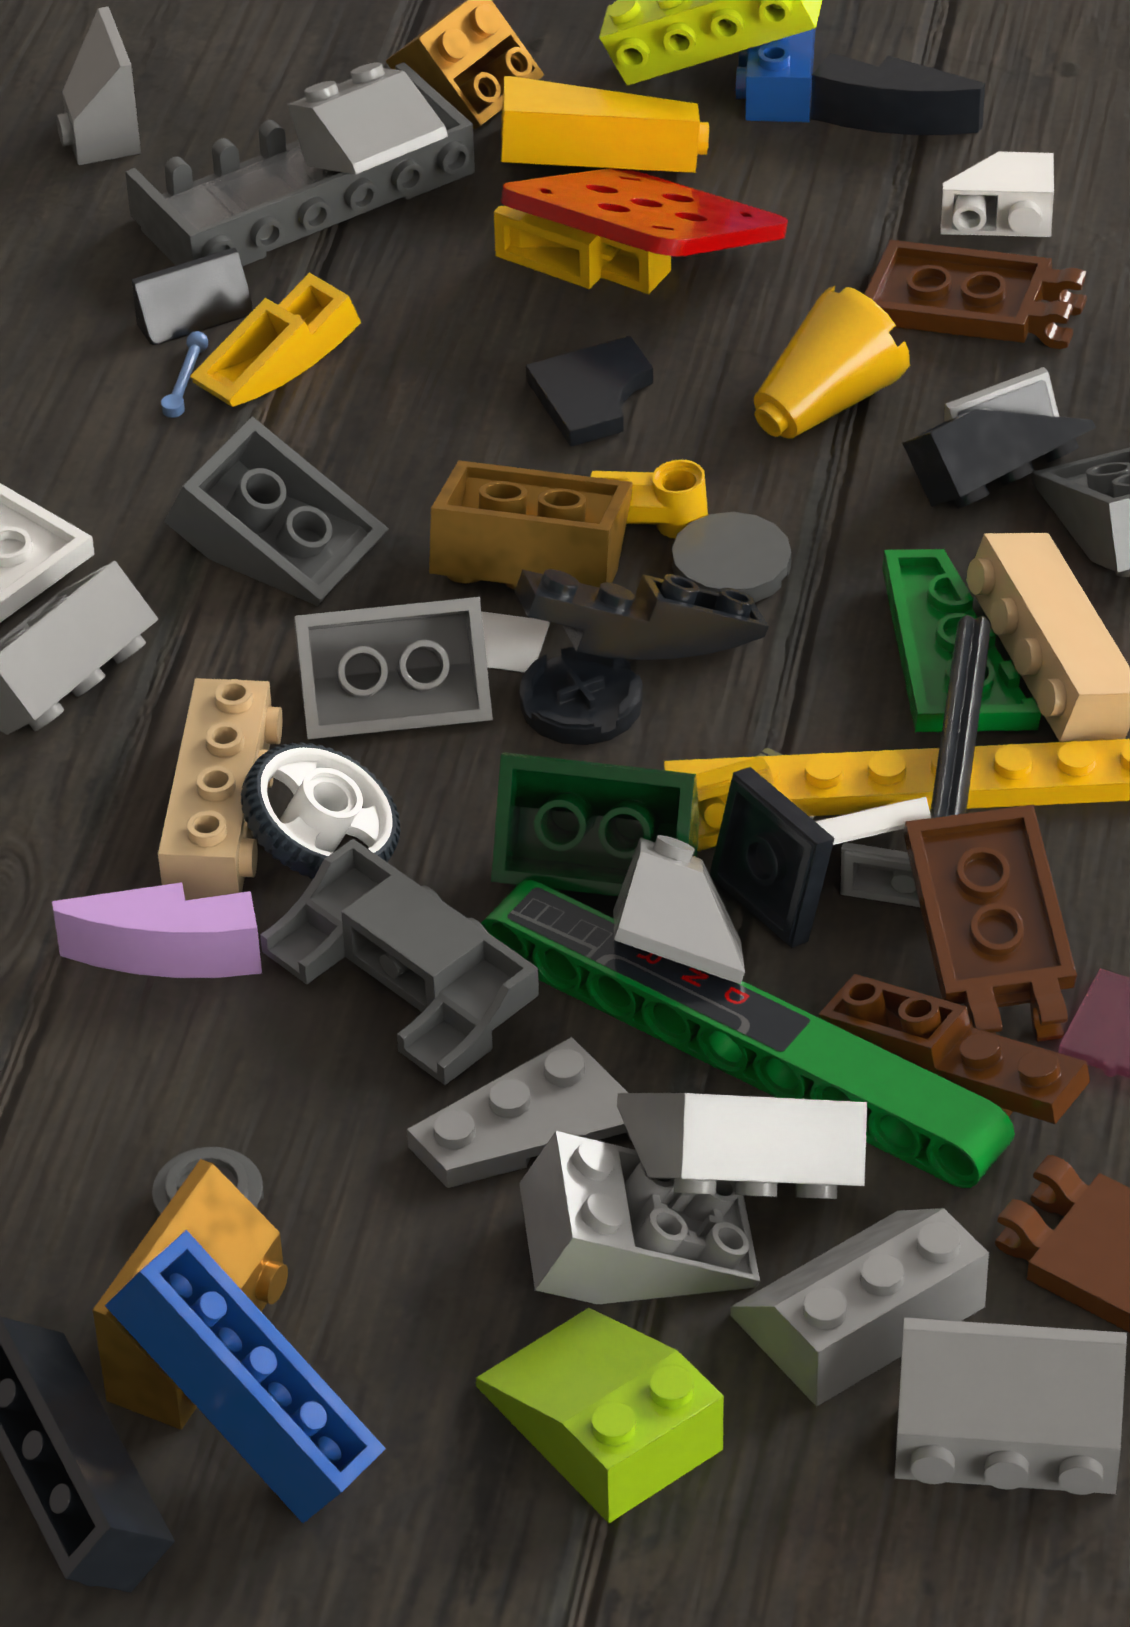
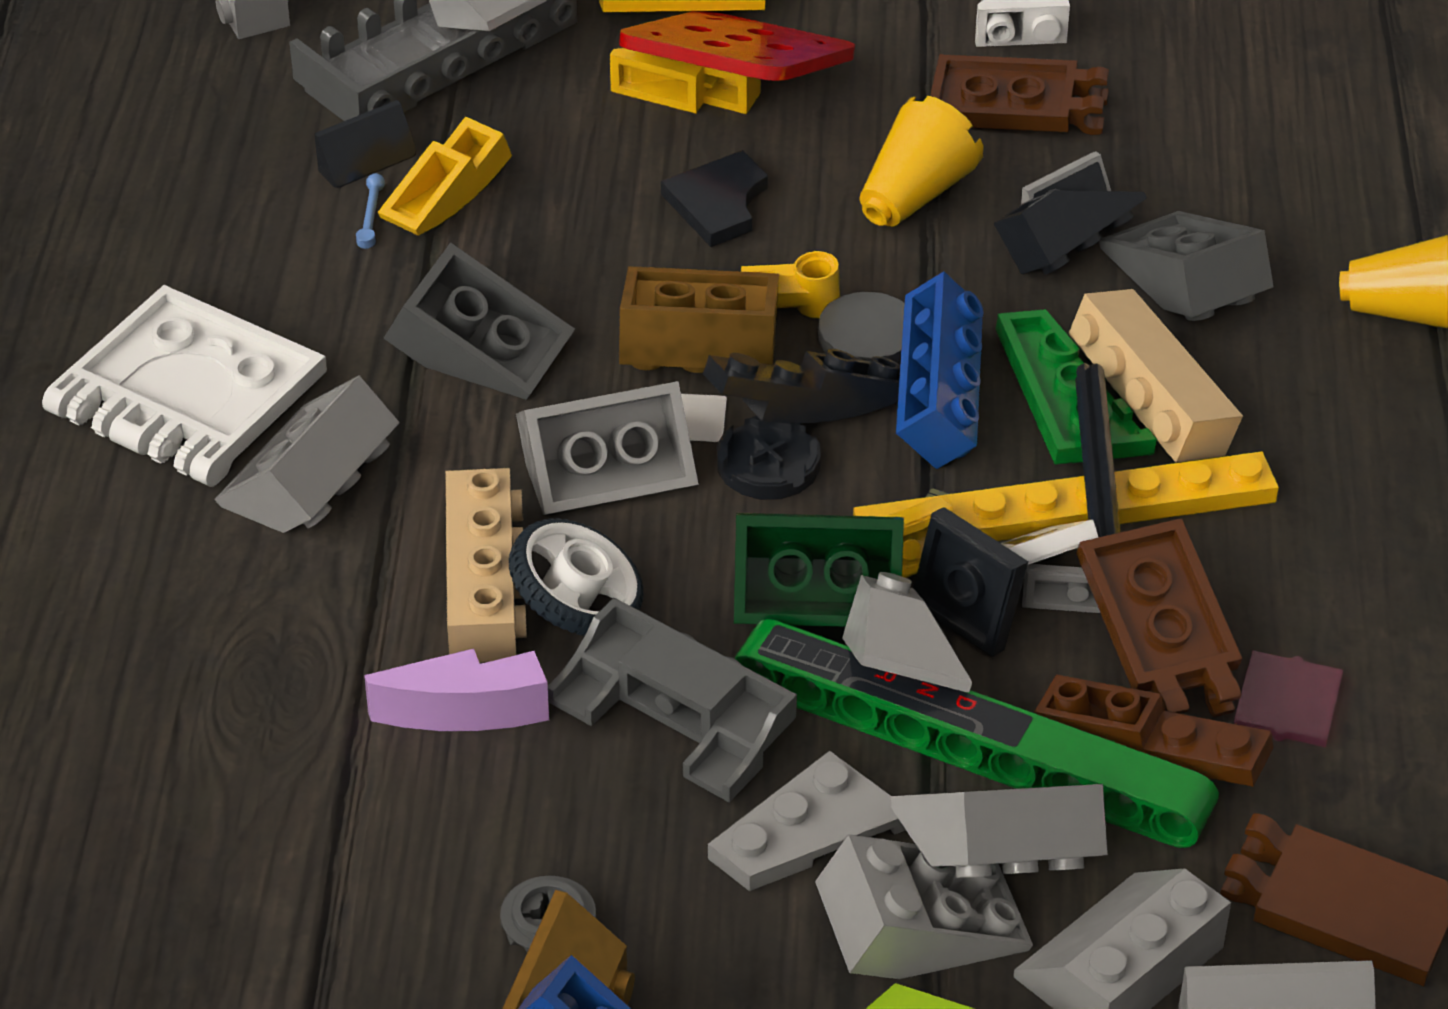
camera: 10 degrees left, 0 degrees up
(799, 611) = (940, 370): none -> blue brick

